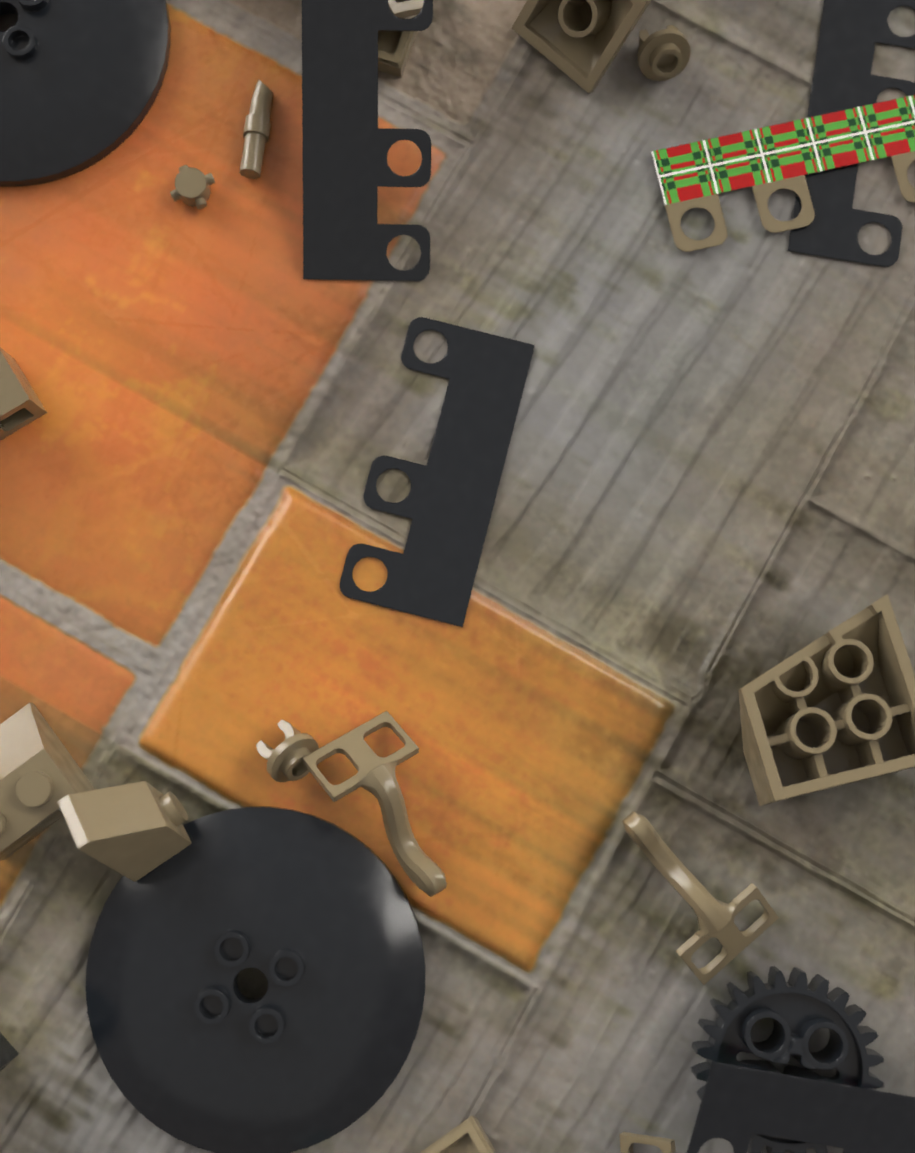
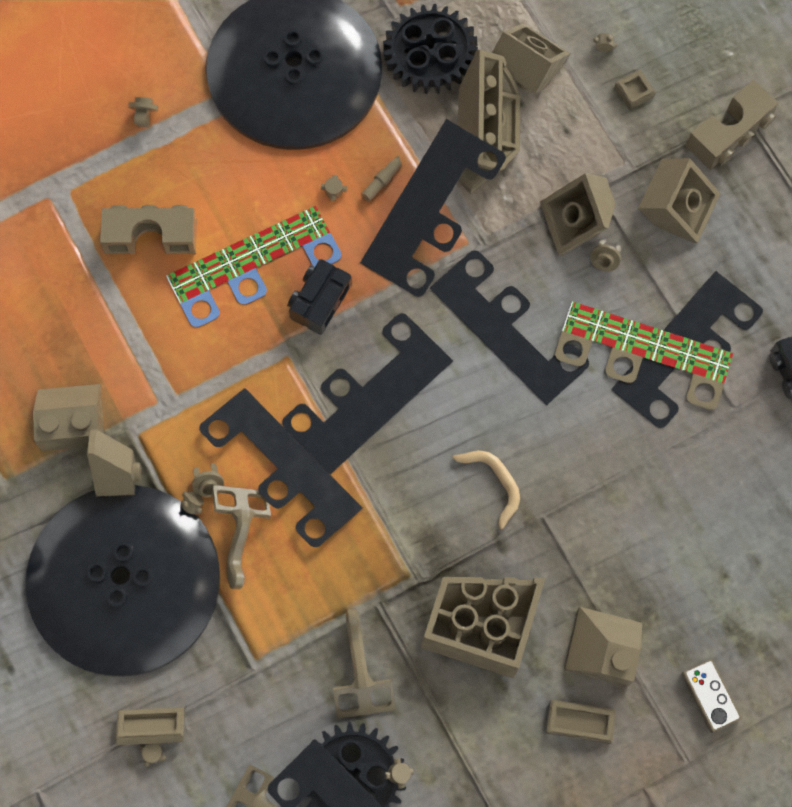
camera: 30 degrees right, 10 degrees down
(123, 376) = (242, 259): none -> piece
(278, 366) = (320, 296): none -> black brick
(286, 800) = (192, 503): none -> dark tan piece
(401, 643) = (294, 464): none -> black piece
(565, 261) = (496, 330): none -> black piece
(717, 474) = (502, 474): none -> tan animal
(859, 1023) = (399, 773): none -> dark tan piece

